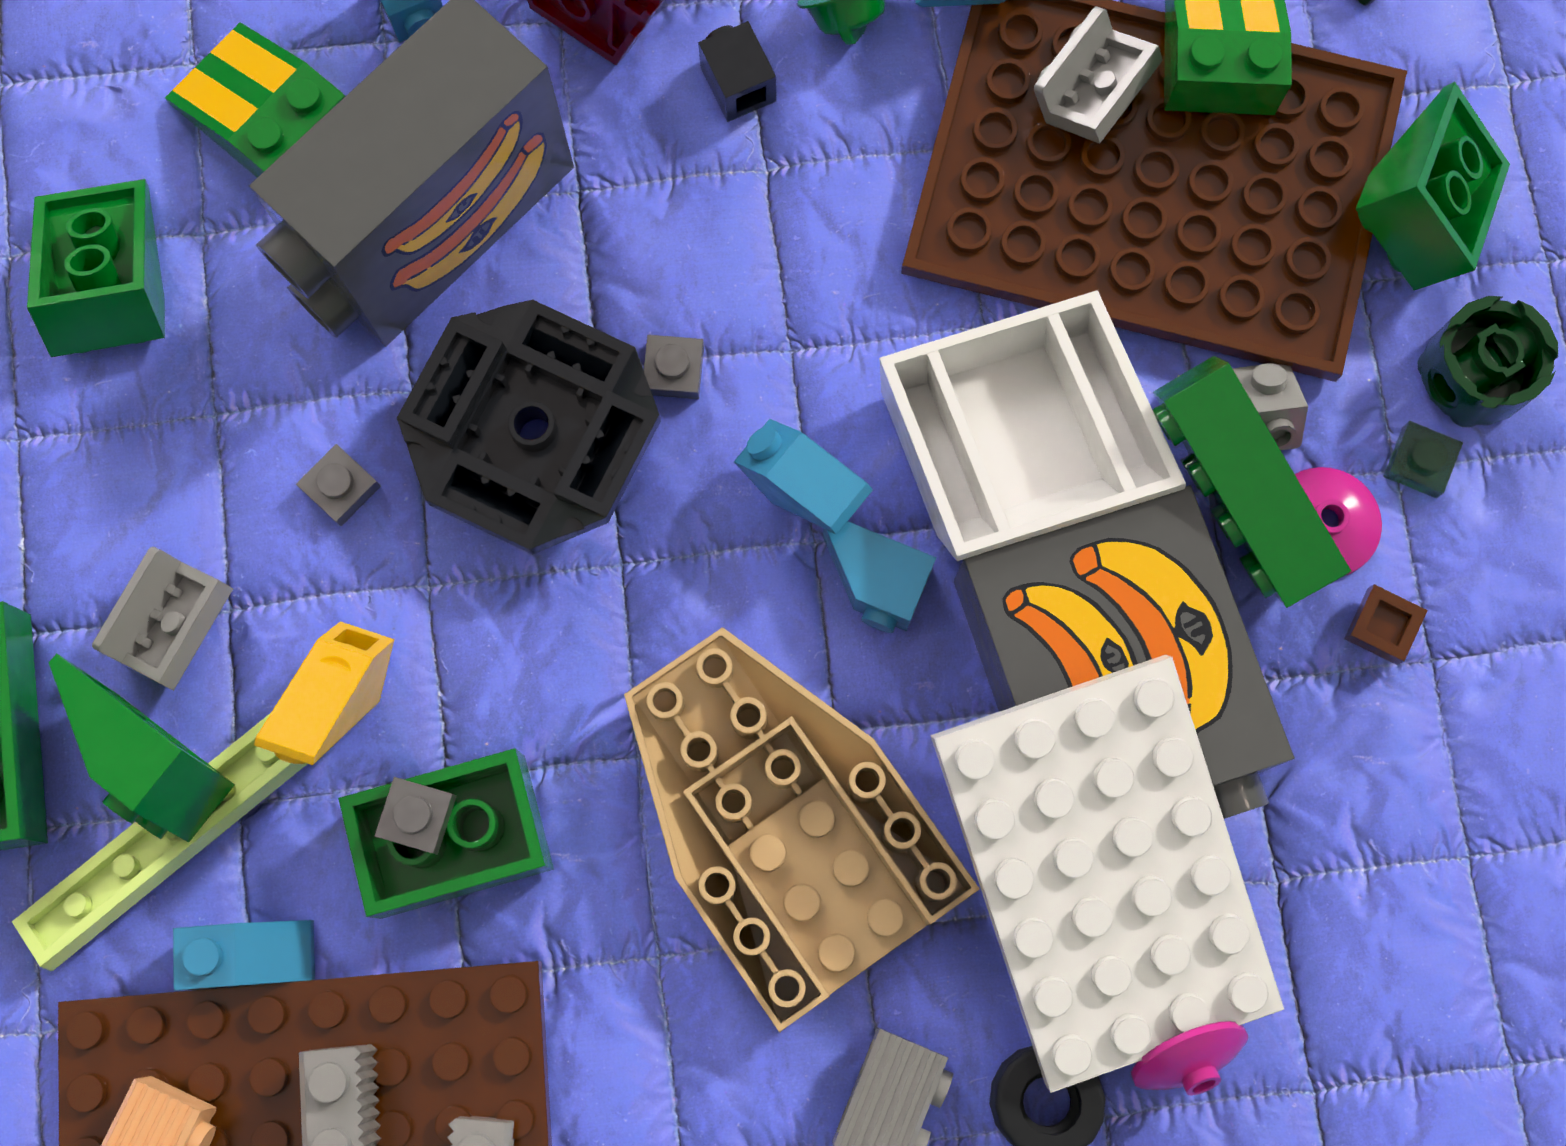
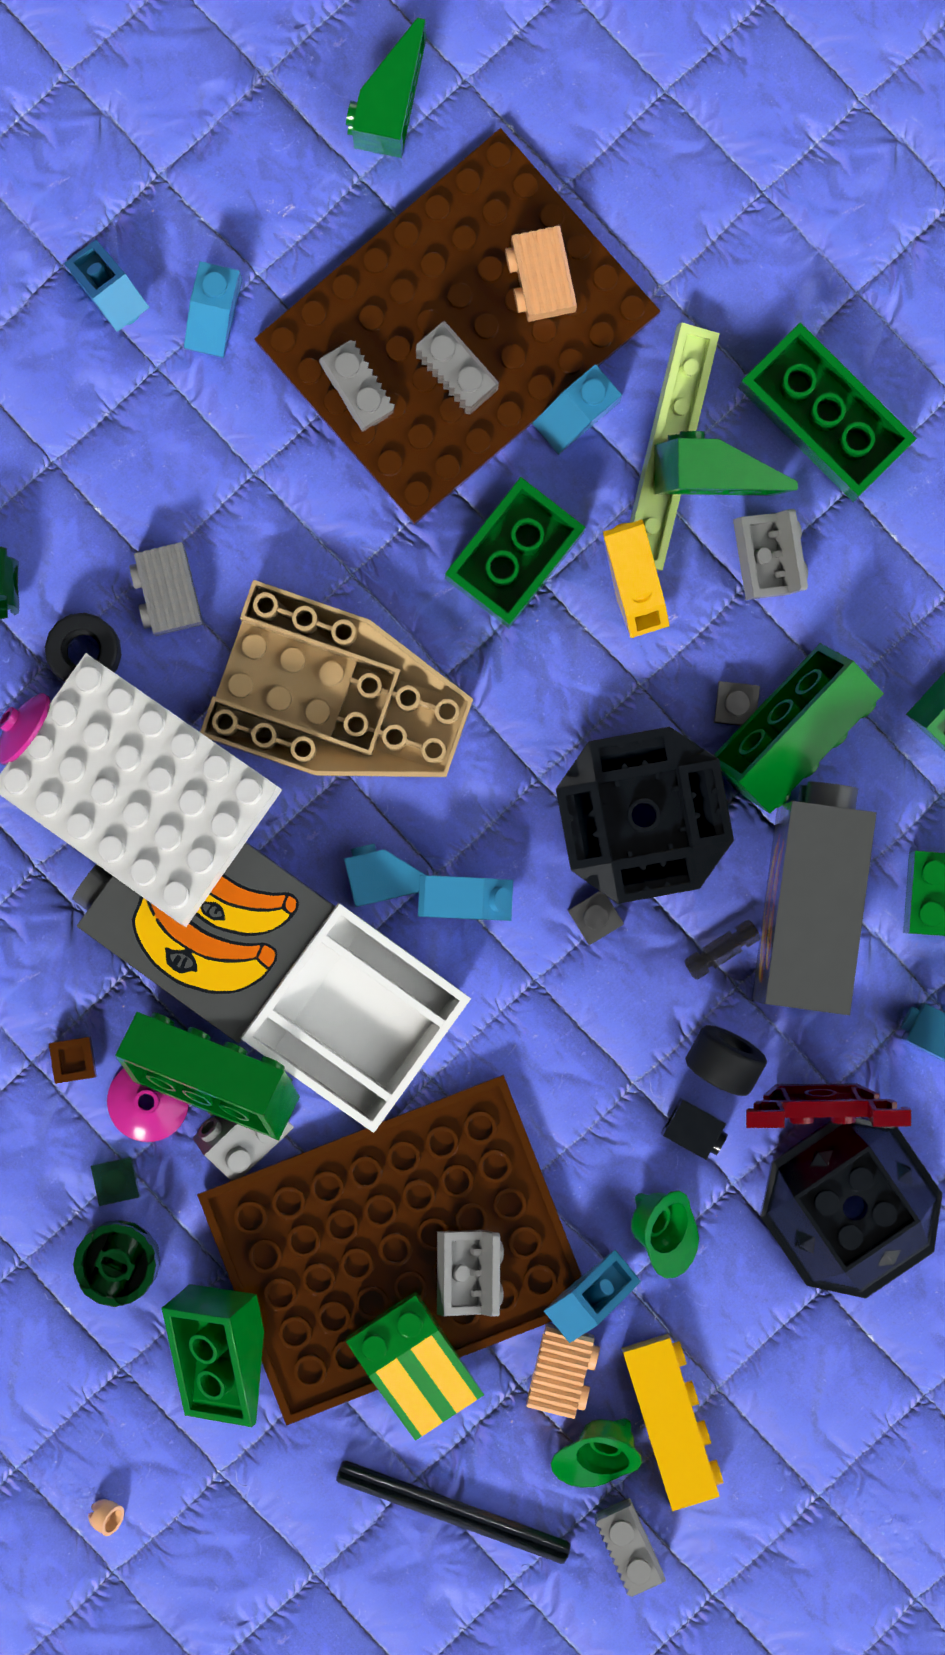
camera: 140 degrees right, 10 degrees up
(282, 397) = (797, 727): none -> green brick
(415, 815) = (534, 548): flat silver plate -> none
(562, 235) = (722, 949): none -> clear smoke axle
(648, 111) = (726, 1060): none -> black tyre

